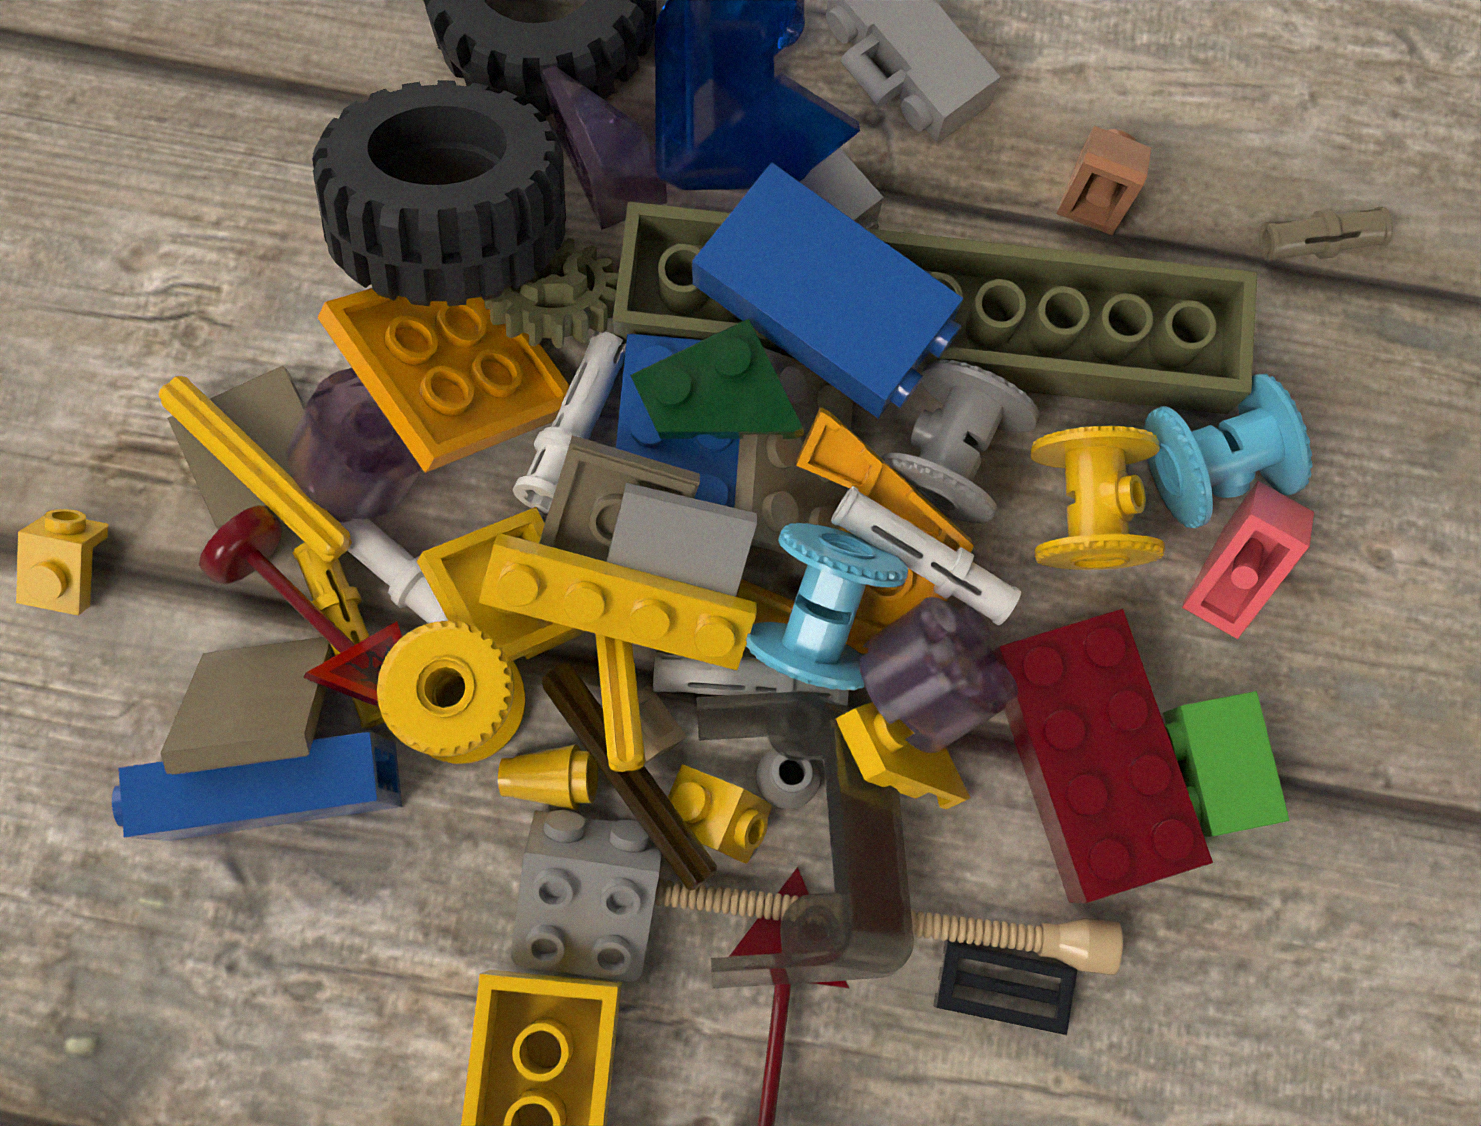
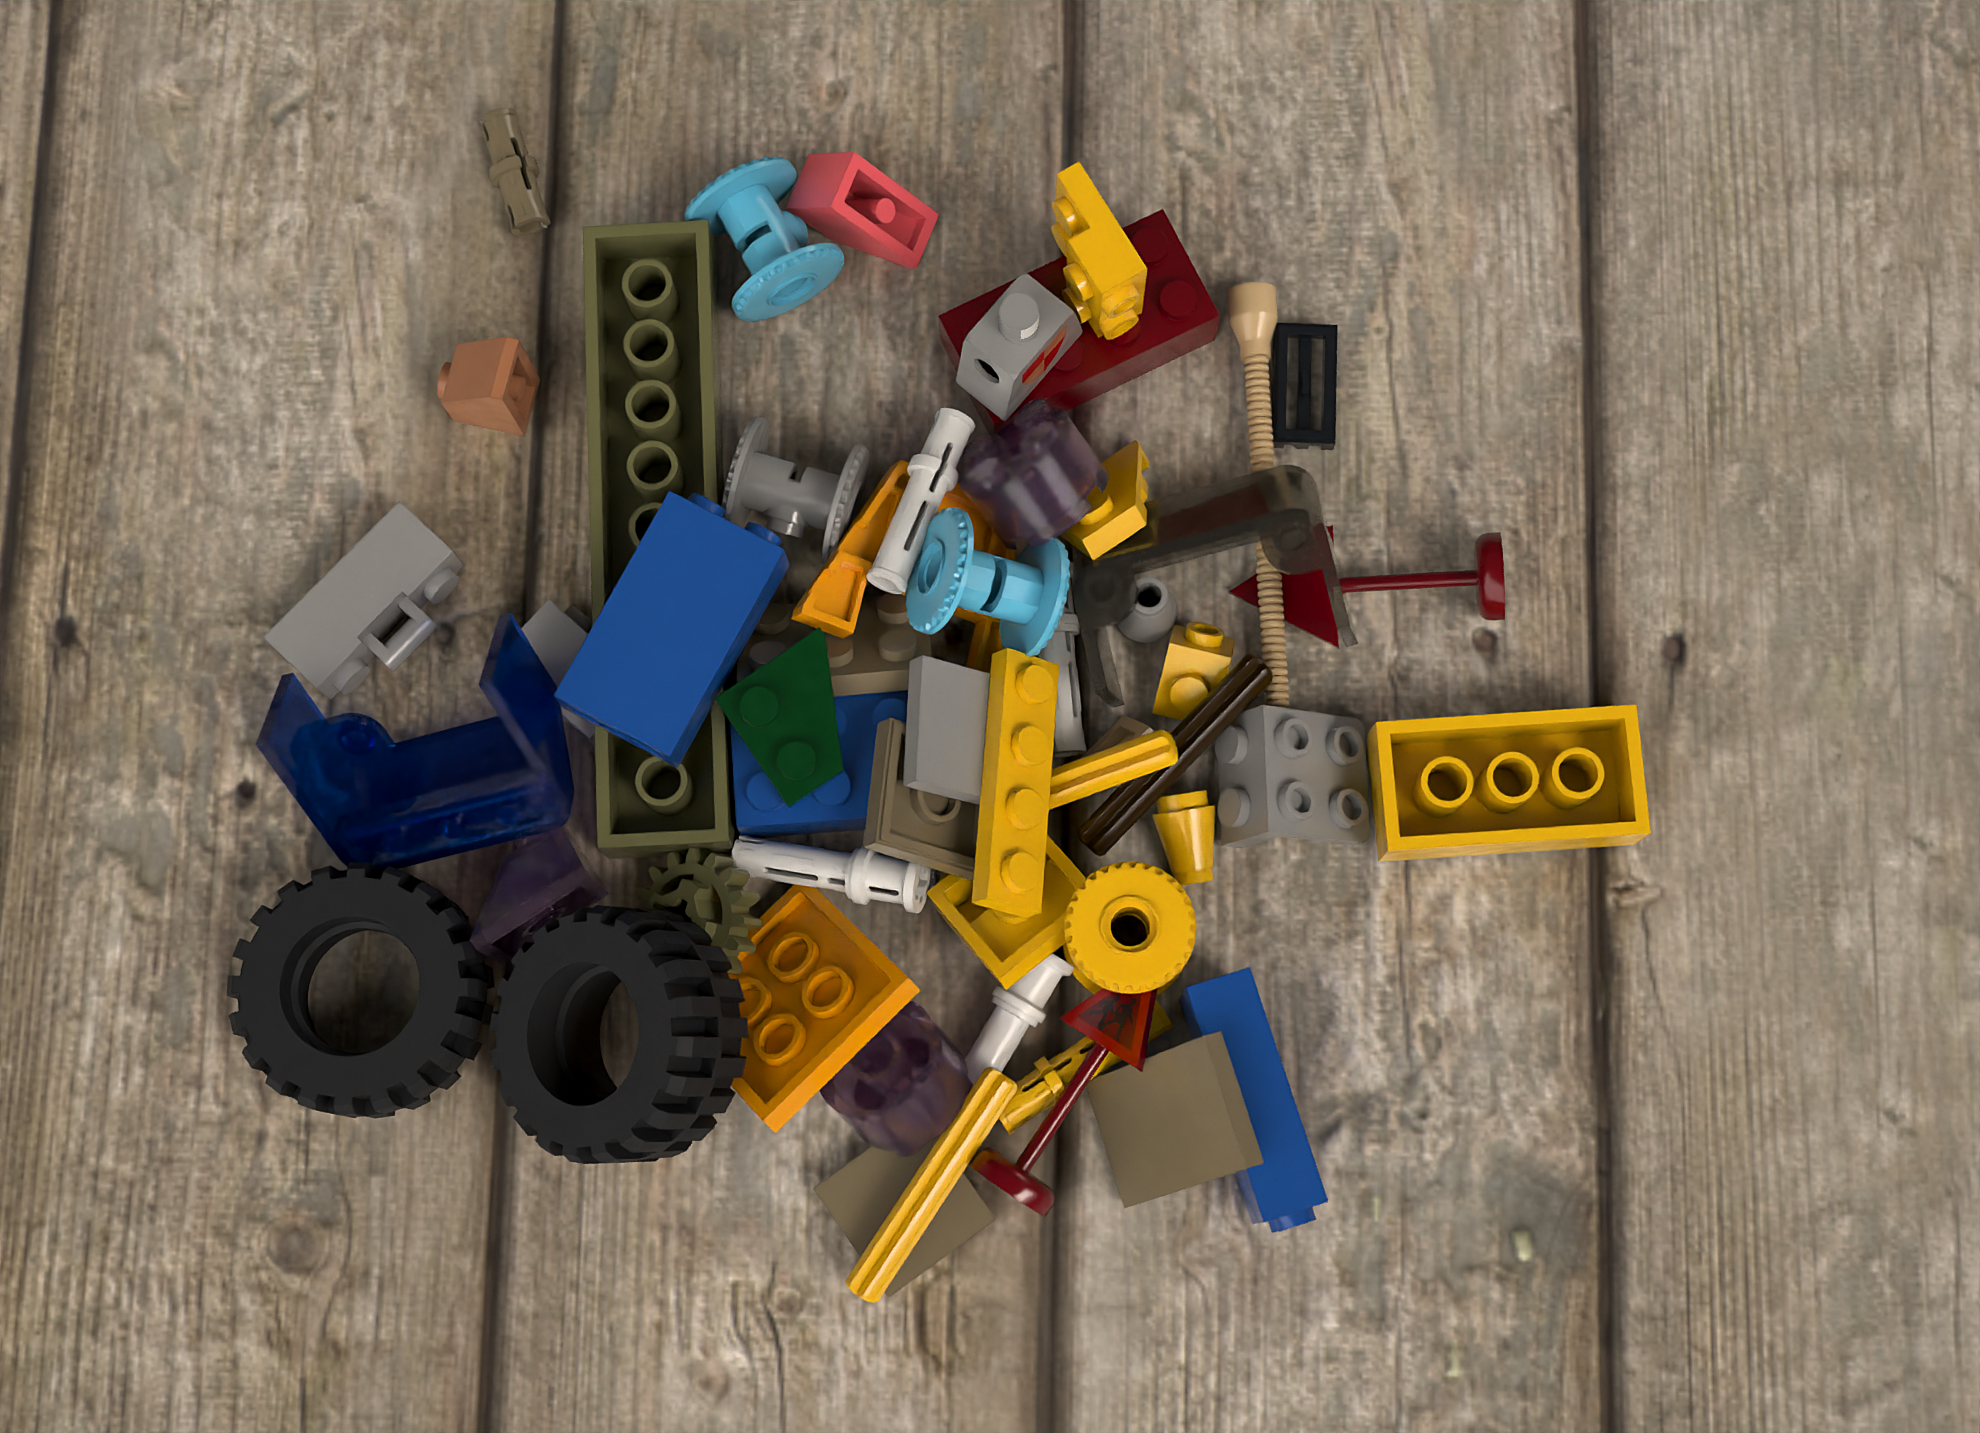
camera: 90 degrees left, 0 degrees up
(57, 561) = (1056, 1374): yellow bracket -> none
(1076, 673) = (1020, 341): none -> light grey torso
(1103, 497) = (831, 346): yellow hose -> none
(1144, 770) = (1102, 266): none -> yellow plate
(1227, 763) = (1028, 214): bright green brick -> none

